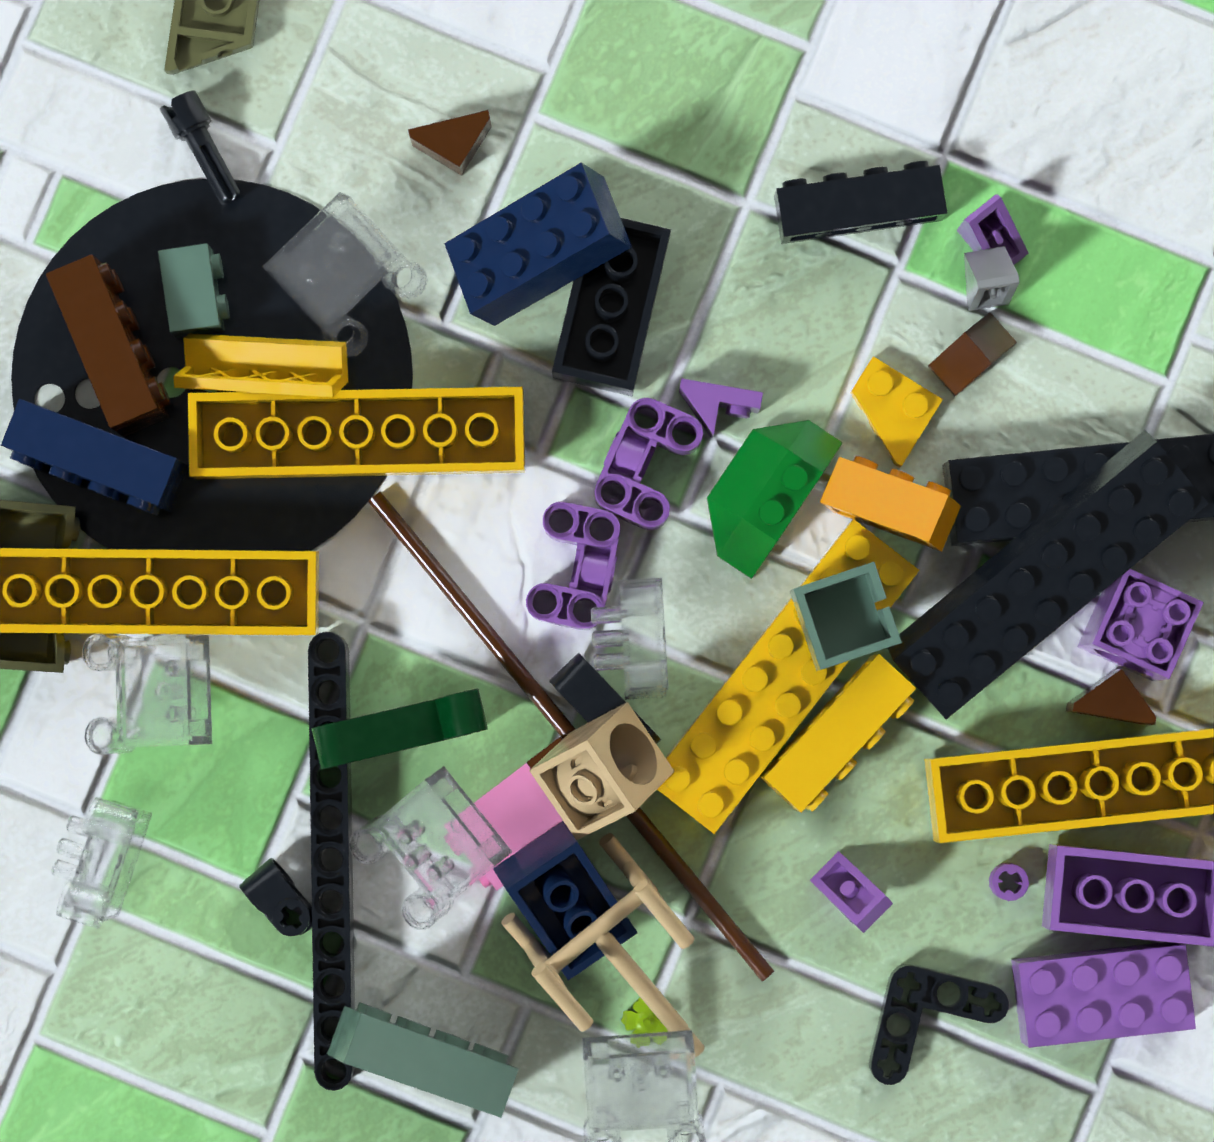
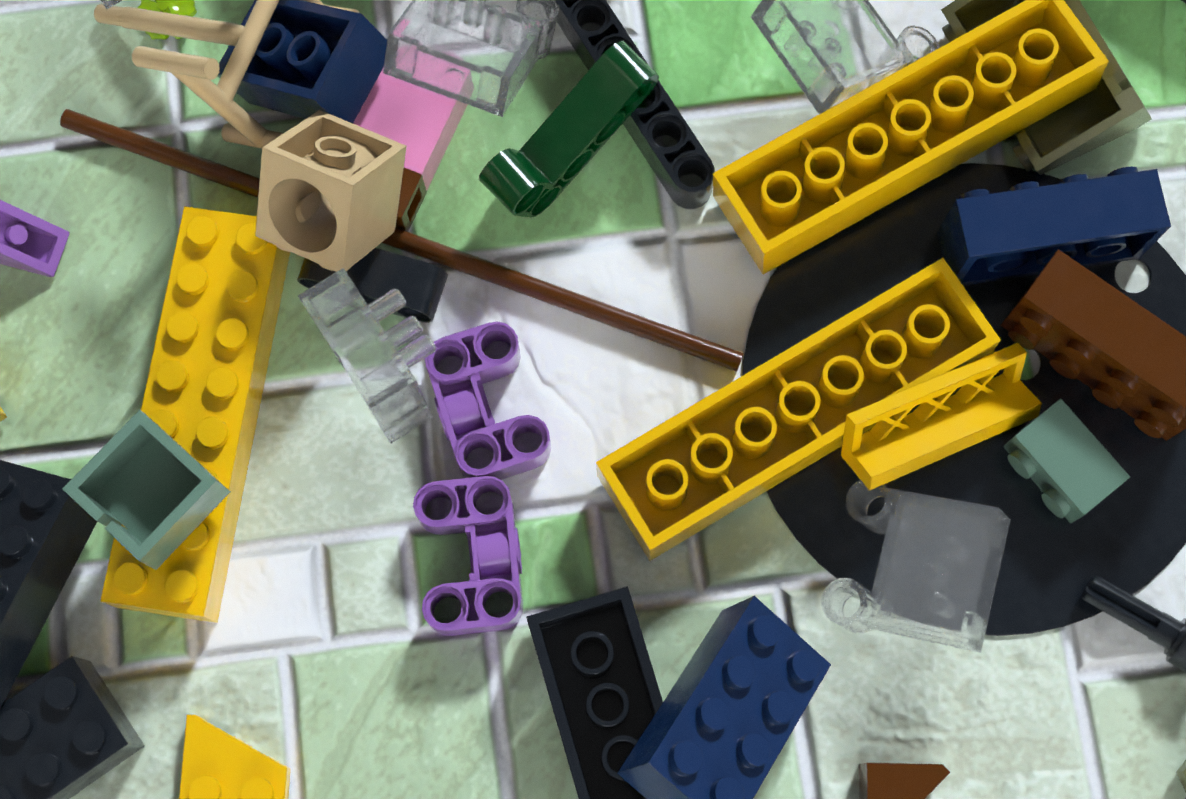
camera: 155 degrees right, 10 degrees down
(706, 398) = (443, 665): medium lavender slope -> none
(766, 489) = (321, 606): green wedge -> none
(838, 732) = (101, 369): yellow brick -> none
(891, 502) = (170, 659): light orange brick -> none

